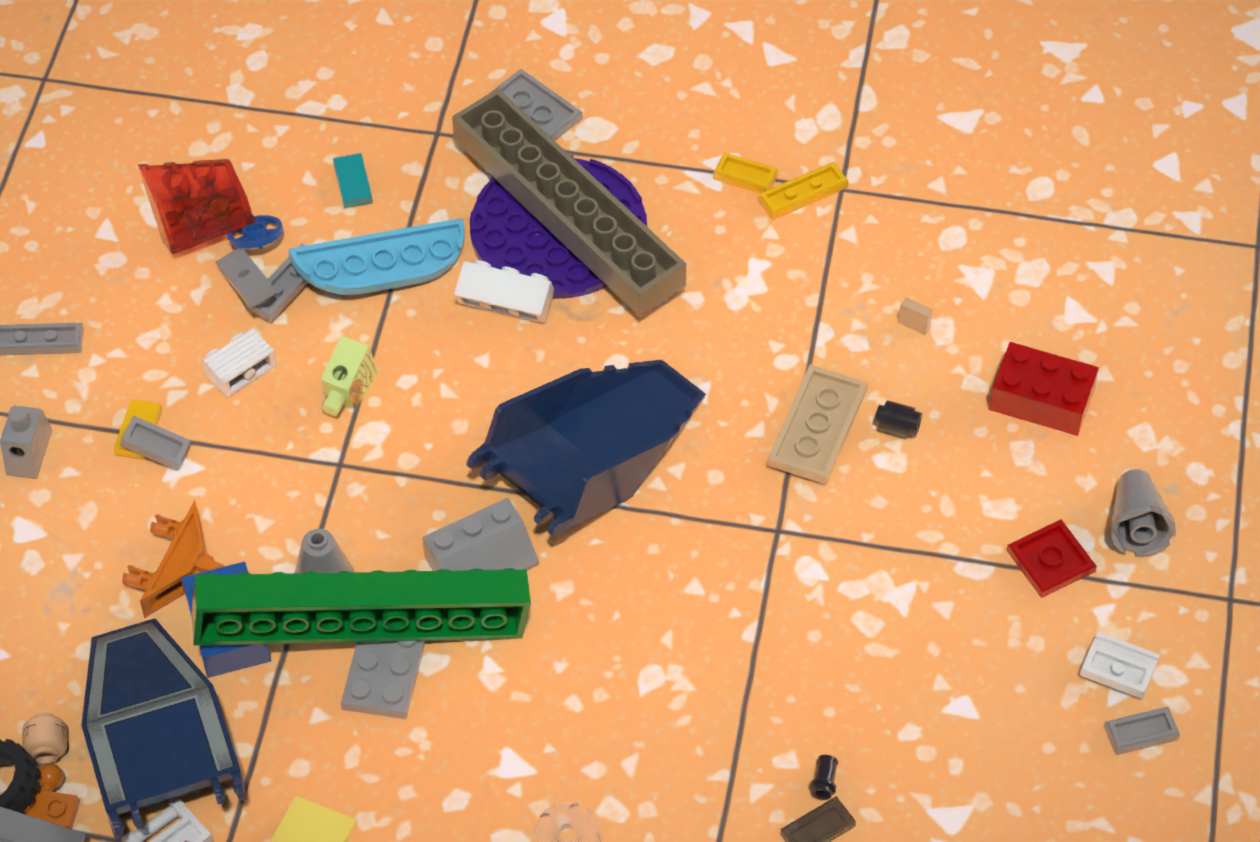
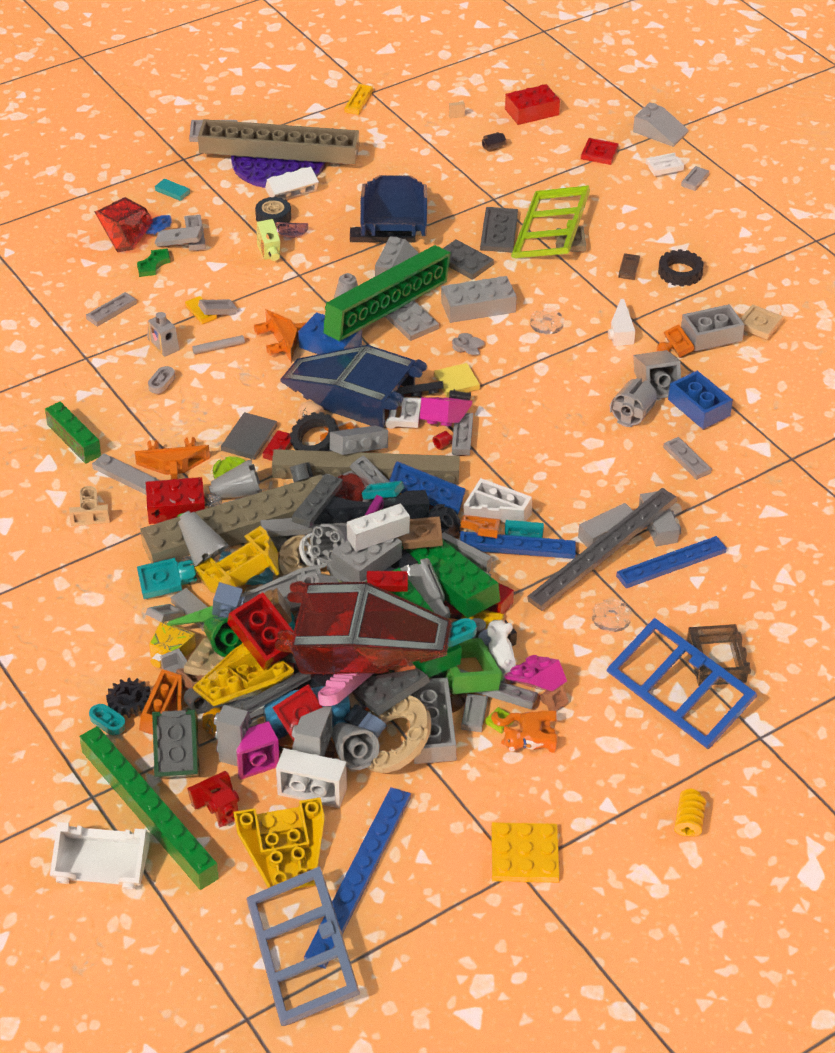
camera: 45 degrees left, 10 degrees down
(87, 510) = (219, 344): none -> light grey piece
(165, 298) = (150, 265): none -> green tile
(234, 812) = (416, 390): none -> black plate
(239, 362) = (213, 265): white brick -> none
(381, 258) = (225, 202): medium azure plate -> none
(408, 785) = (467, 343): none -> light grey plate
(417, 374) = (291, 229): none -> plate
(428, 323) = (273, 208): none -> black wheel
(508, 713) = (478, 299): none -> light grey brick
(591, 616) = (467, 259): none -> dark grey plate
(710, 598) = (499, 229): none -> dark grey tile
(745, 173) = (328, 105): yellow tile -> none
(795, 710) = (579, 241): none -> dark tan plate
(812, 677) = (572, 225): none -> lime door
(817, 424) = (466, 159): tan plate -> none
(823, 782) = (615, 253): black pin -> none
(1140, 516) = (616, 118): light grey cone -> none
(1206, 579) = (659, 125): none -> light grey slope

